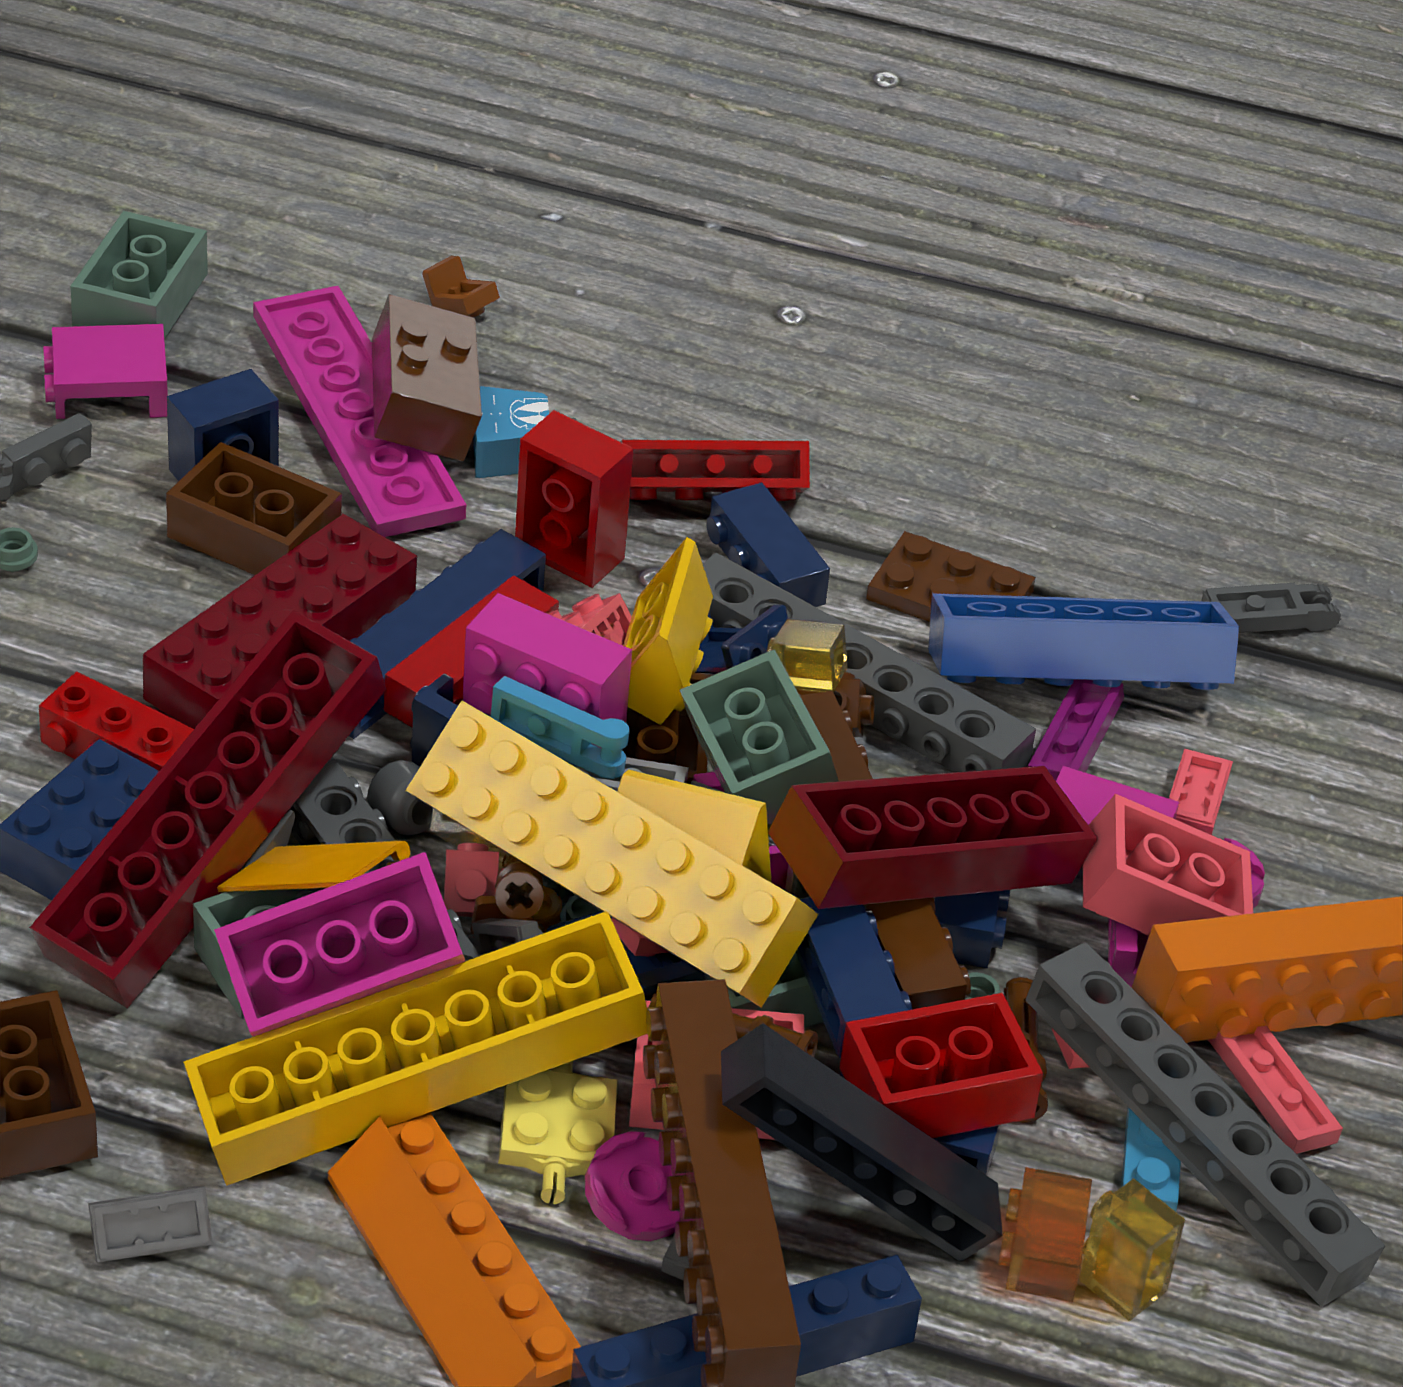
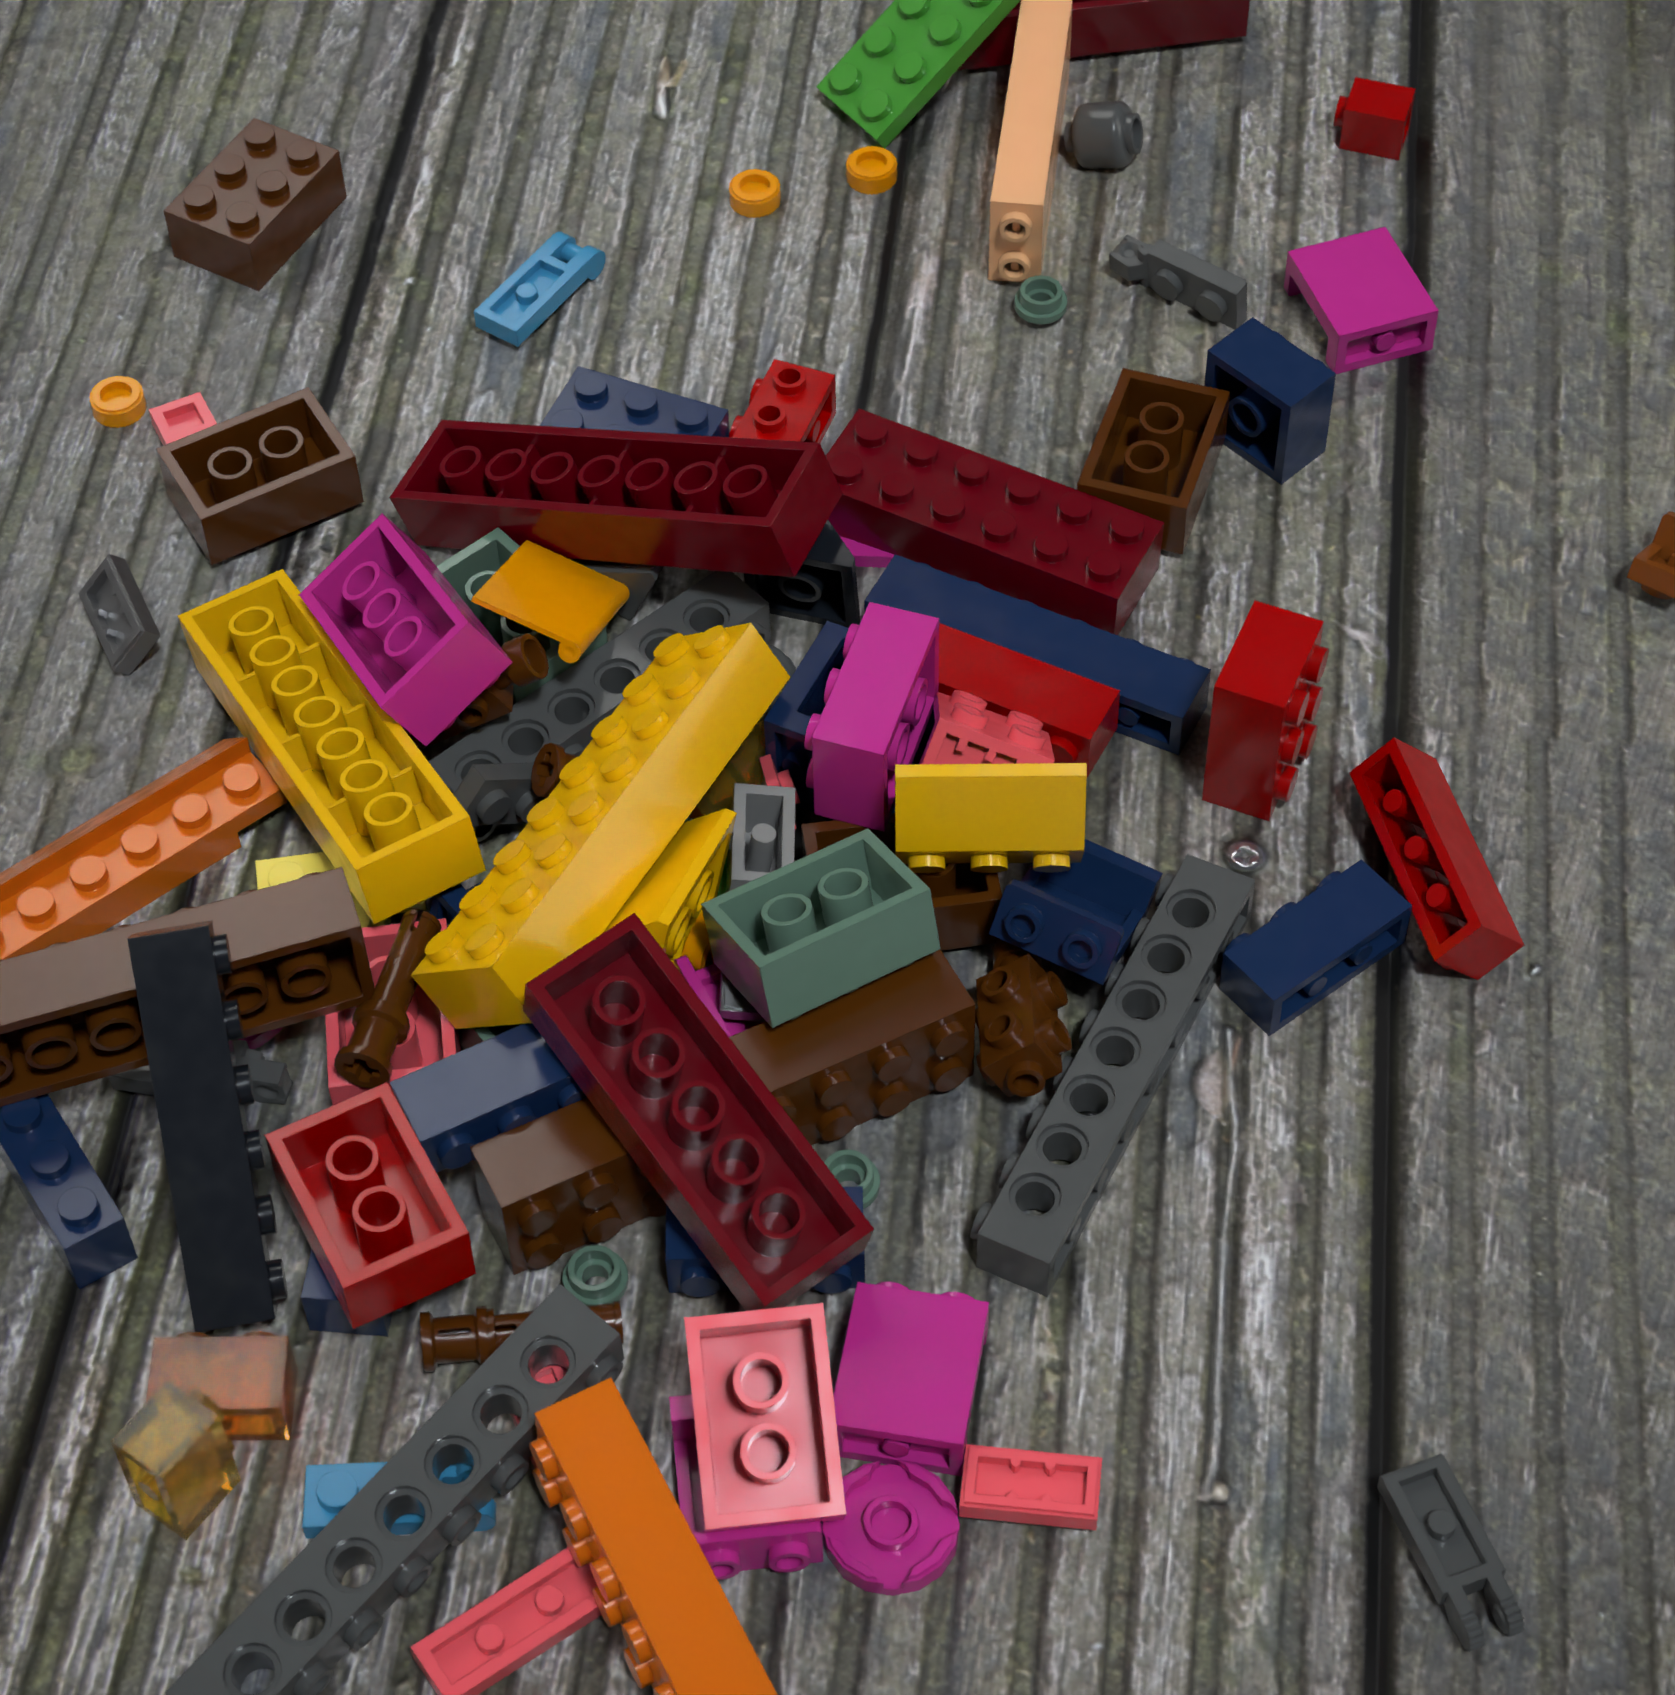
camera: 85 degrees right, 10 degrees up
(140, 274) = (1520, 279): sand green brick -> none
(332, 374) = (1410, 512): dark pink plate -> none
(425, 378) = (1453, 547): brick -> none
(504, 420) = (1424, 660): dark azure torso -> none
(562, 728) = (784, 741): dark azure plate -> none
(812, 653) = (1038, 975): clear yellow brick -> none
(926, 567) = (1344, 1163): reddish brown plate -> none
(1078, 727) = (1100, 1330): magenta plate -> none
(1082, 640) = (1244, 1302): blue brick -> none

